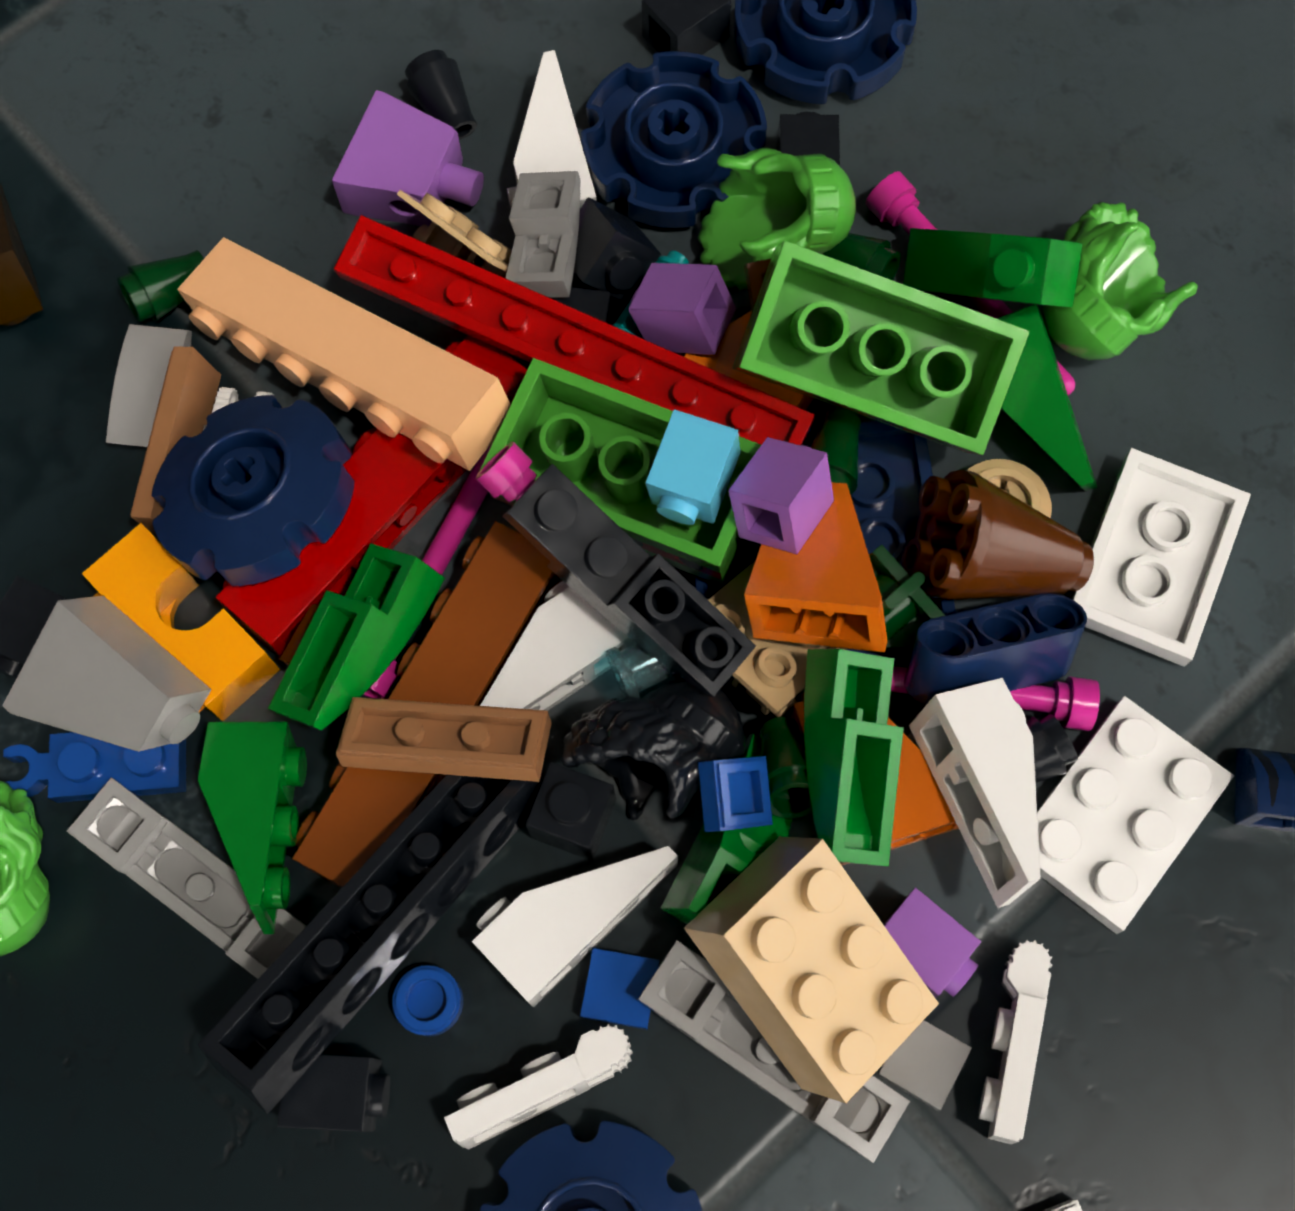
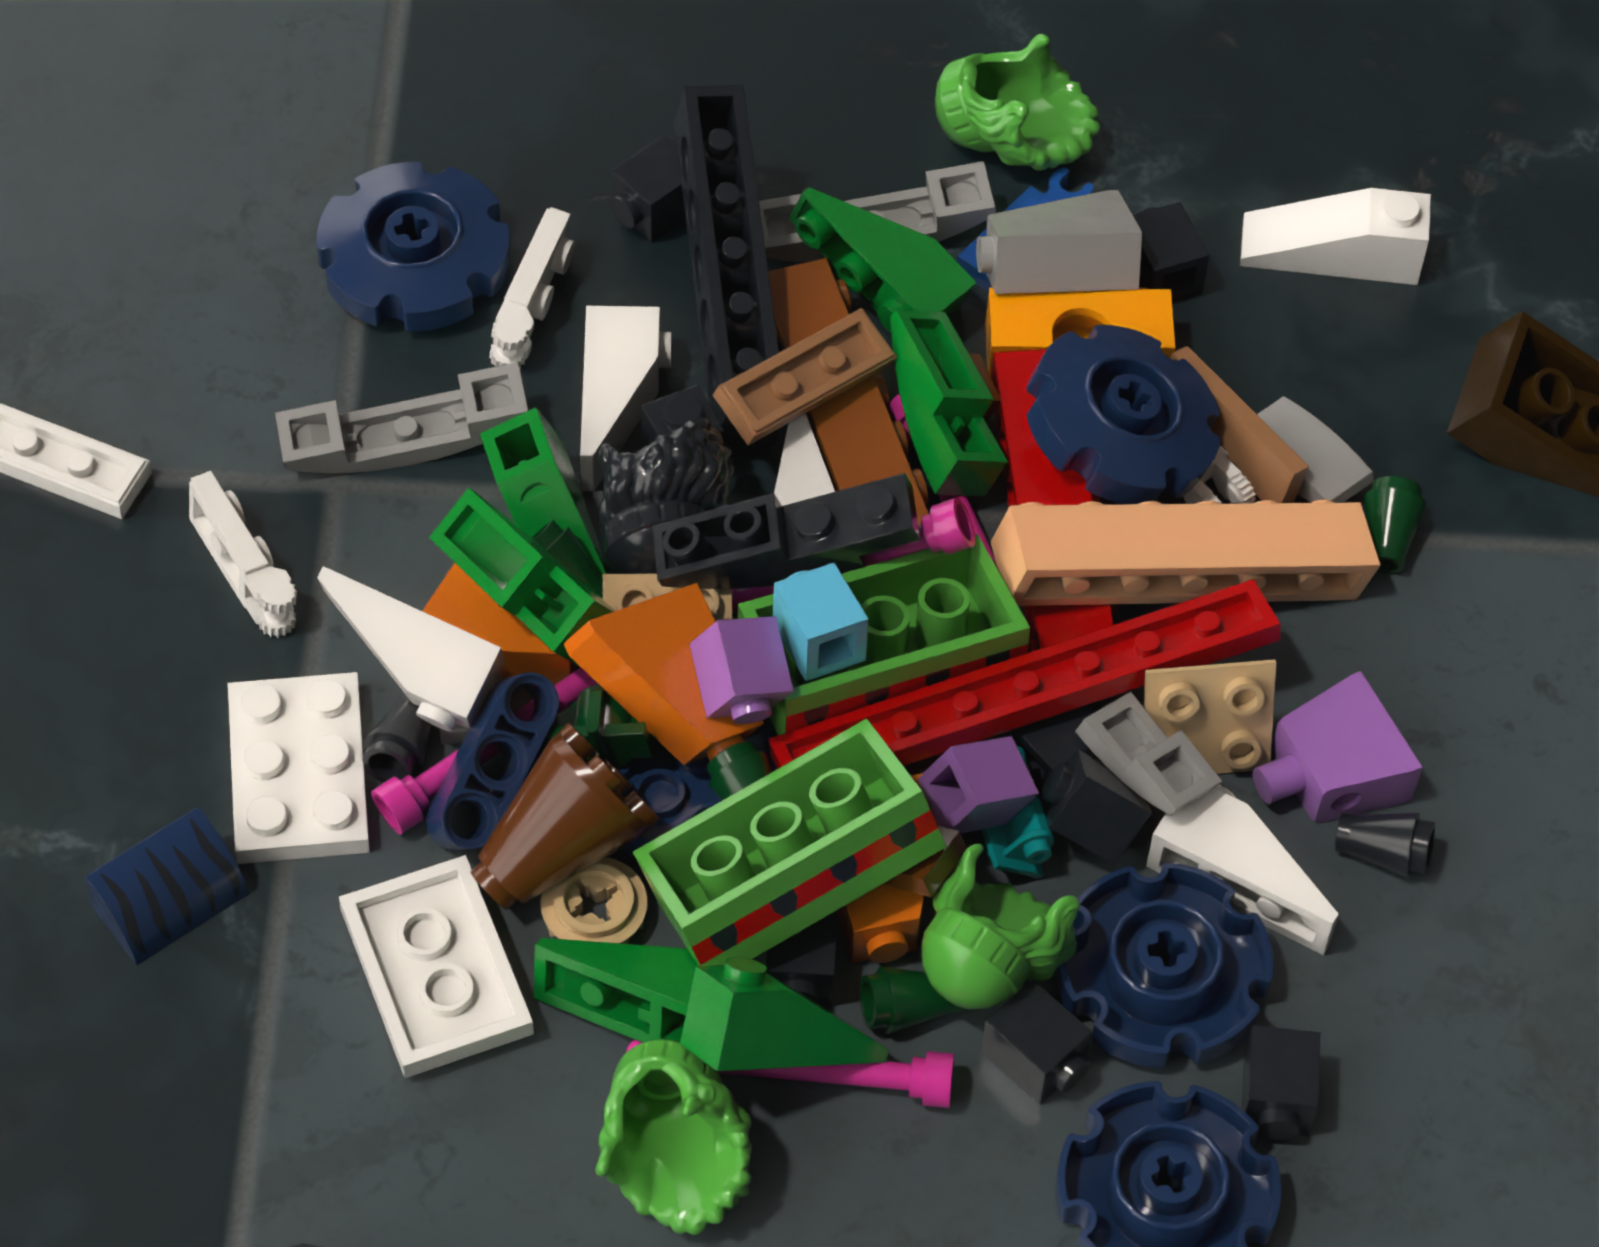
camera: 130 degrees right, 15 degrees down
(427, 1001) = (658, 284): blue tile -> none
(615, 985) = (549, 384): blue tile -> none
(735, 793) = (576, 493): blue tile -> none
(812, 966) = (417, 442): tan brick -> none
(926, 1064) = (295, 506): light grey tile -> none
(933, 943) = (363, 550): medium lavender brick -> none

